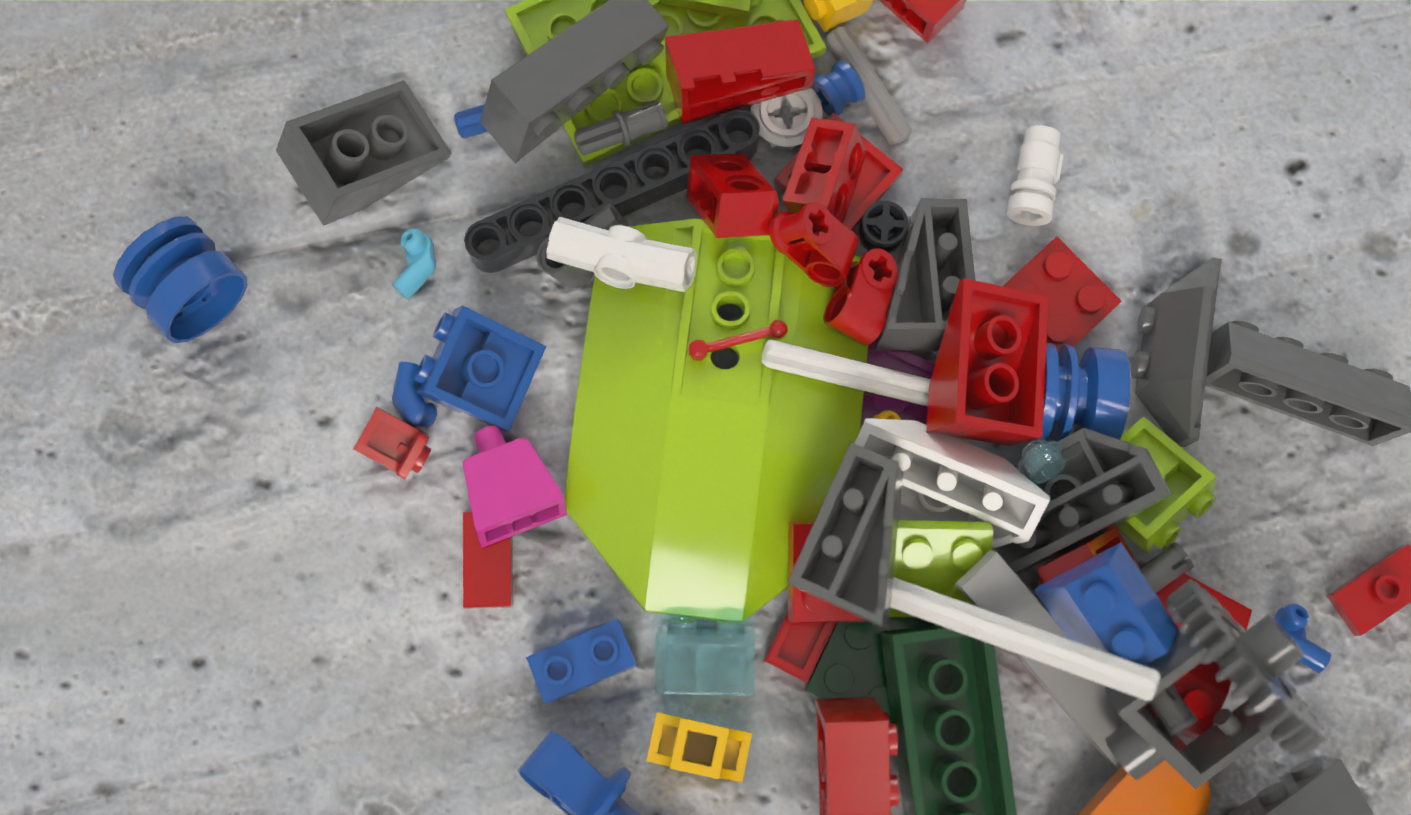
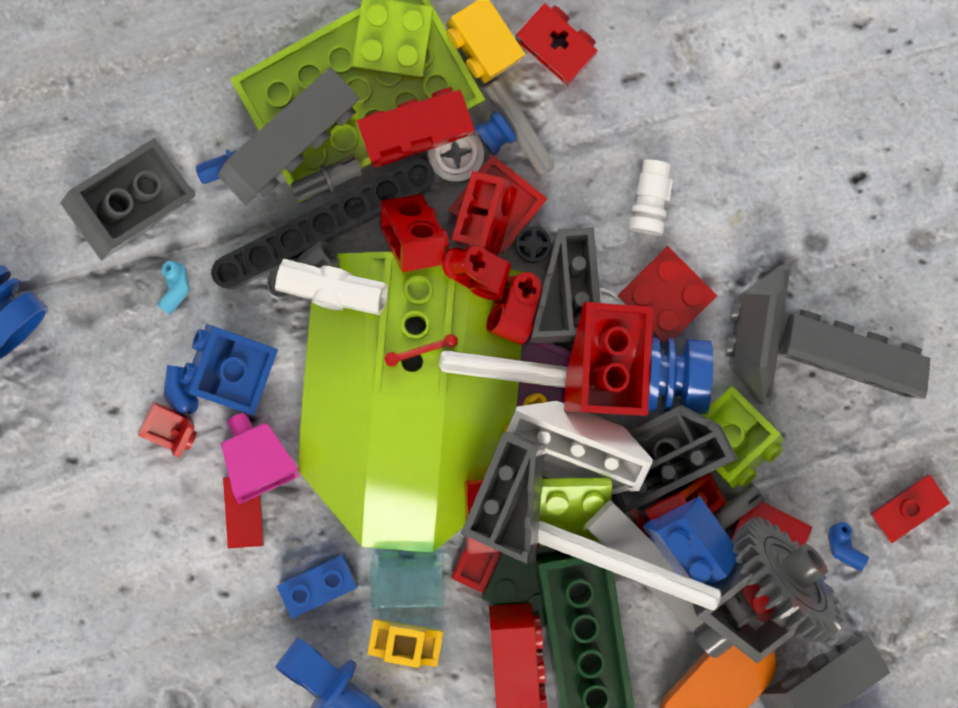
camera: 10 degrees right, 10 degrees up
(1041, 460) = (648, 430): clear light blue plate -> none

